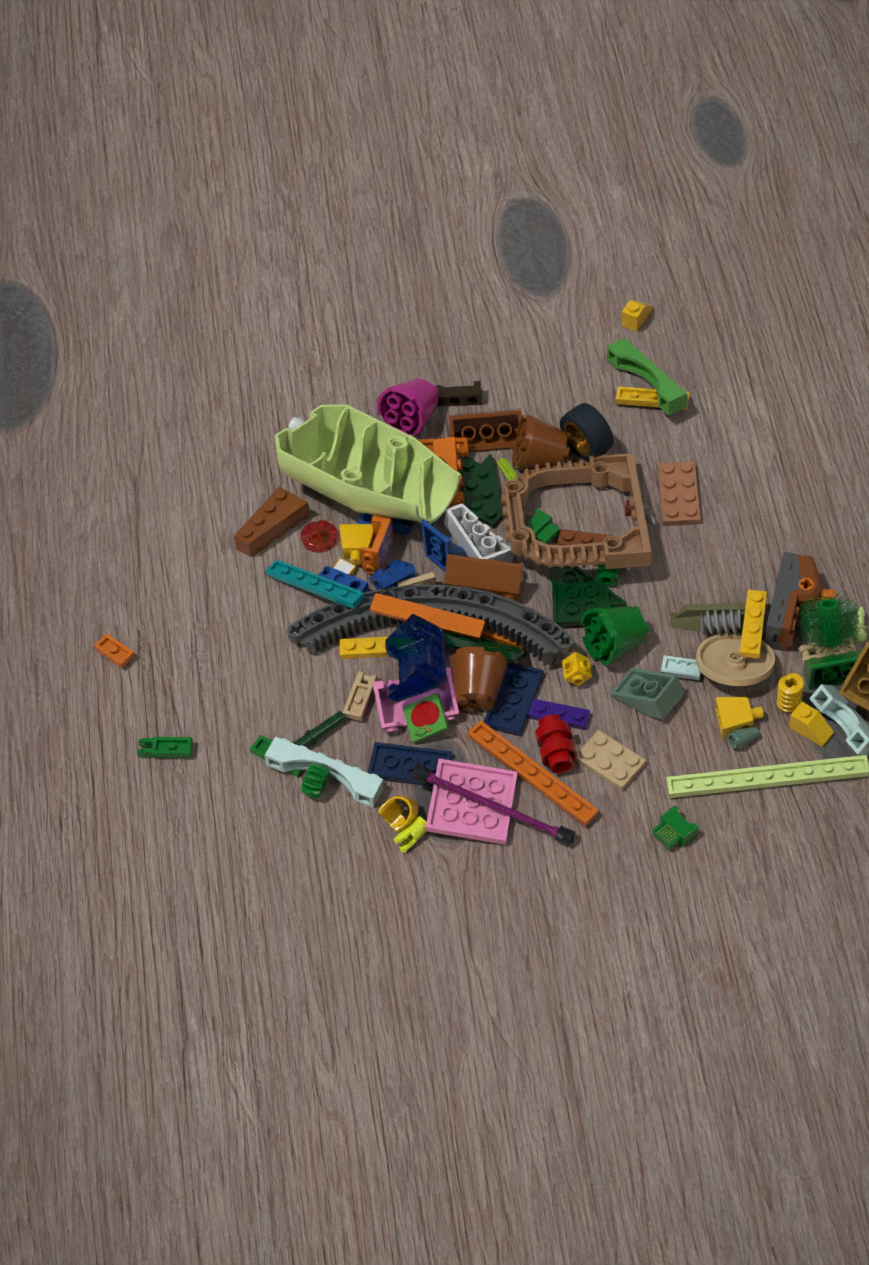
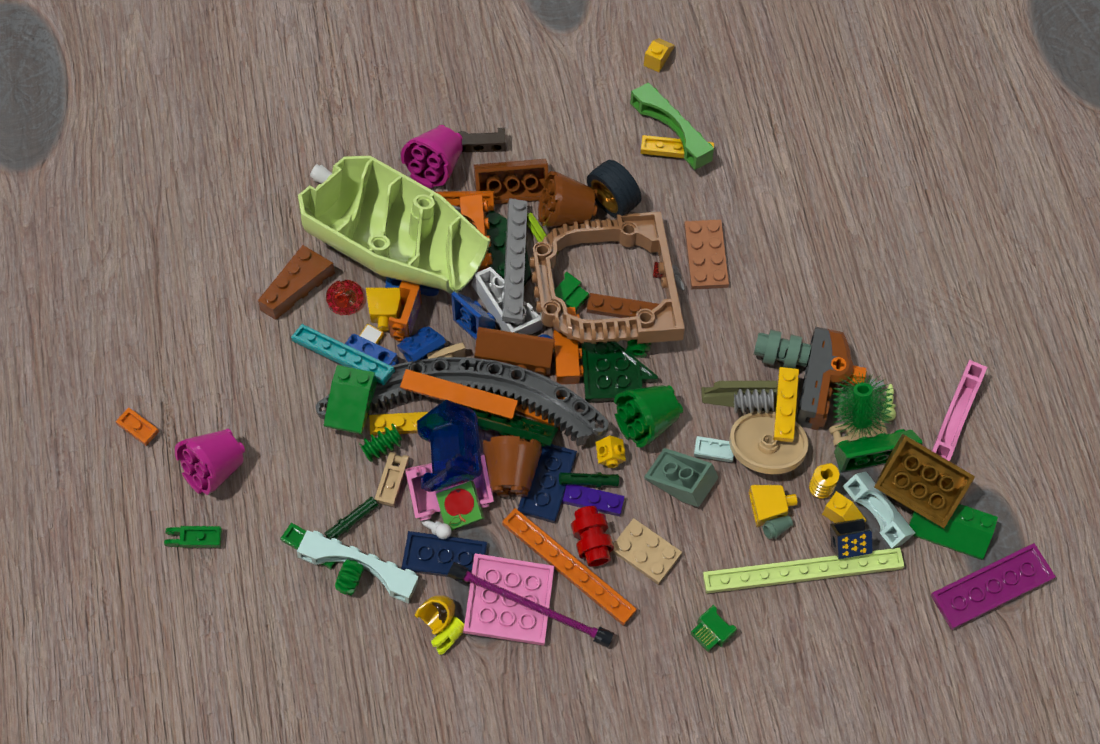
camera: 10 degrees left, 10 degrees up
(182, 676) = (209, 459): none -> dark pink cone
(320, 620) = (350, 399): none -> green slope
(350, 662) = (381, 443): none -> green piece
(408, 740) = (440, 529): none -> white bar
(486, 498) = (514, 261): none -> light grey plate
(536, 585) = (567, 356): none -> orange brick
(554, 694) = (589, 479): none -> dark green pin
(743, 574) = (796, 353): none -> sand green piece
(816, 745) = (850, 538): none -> piece

